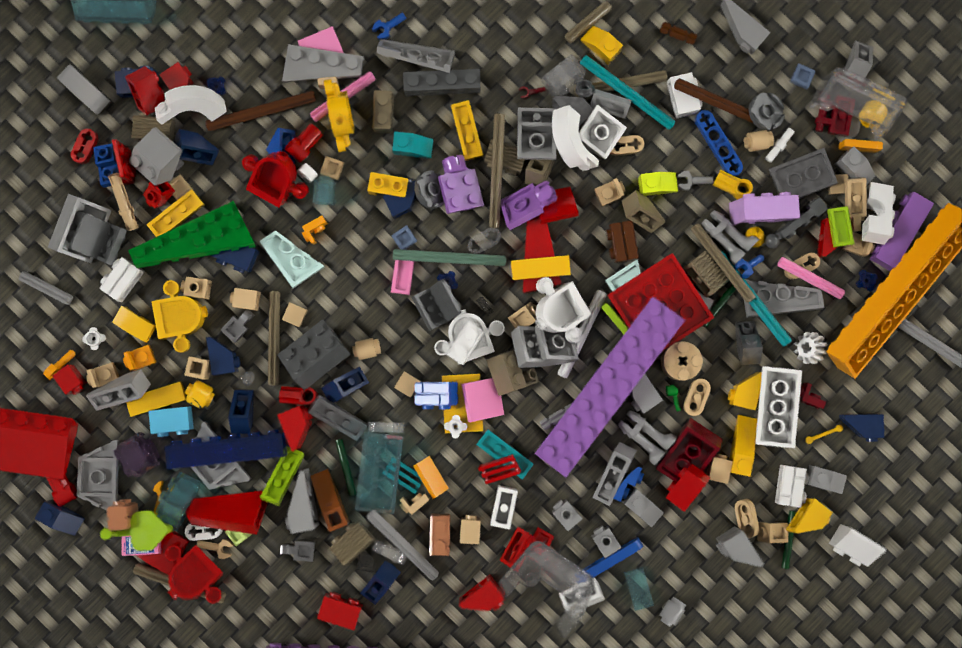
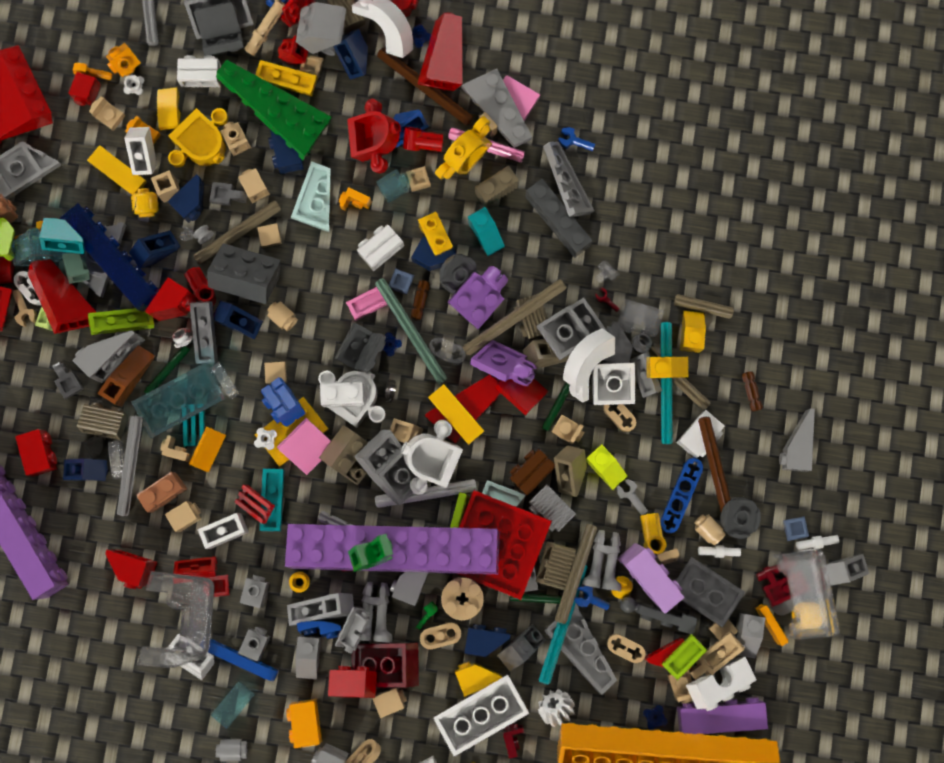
camera: 55 degrees right, 5 degrees down
(68, 333) = (122, 60): none -> light orange brick
(121, 390) = (101, 135): light grey slope -> none
(137, 455) = (56, 187): clear purple brick -> none
(155, 368) = (140, 150): none -> white brick
(171, 420) = (107, 195): medium azure brick -> none
(184, 476) = (60, 237): none -> teal slope
(214, 482) = (75, 267): none -> sand green brick
(247, 77) = (444, 54): none -> red slope
(257, 365) = (203, 234): none -> light grey bush
(307, 173) = (397, 158): white beam -> none
(328, 437) = (182, 337): none -> white plate
(366, 235) = (380, 247): none -> white brick
(428, 232) = (420, 300): none -> reddish brown axle
(466, 130) = (532, 268): yellow plate -> none
(510, 75) = (607, 271): none -> clear tile
(586, 188) = (556, 407): none -> dark green bar
(586, 480) = (293, 585): none -> yellow plate
(605, 403) = (371, 553): none -> green brick
(618, 83) = (666, 367): none -> yellow slope
(643, 451) = (356, 621): none -> light grey hinge
(660, 246) = (551, 507): none -> light grey brick
(690, 543) = (304, 723): none -> light orange brick
(724, 367) = (484, 641): none -> dark blue slope
(743, 445) = (425, 709): yellow slope -> none
(758, 185) = (667, 557): none -> tan tile
(811, 278) = (620, 663): bright pink axle -> none
(824, 67) = (817, 542): none -> white bar

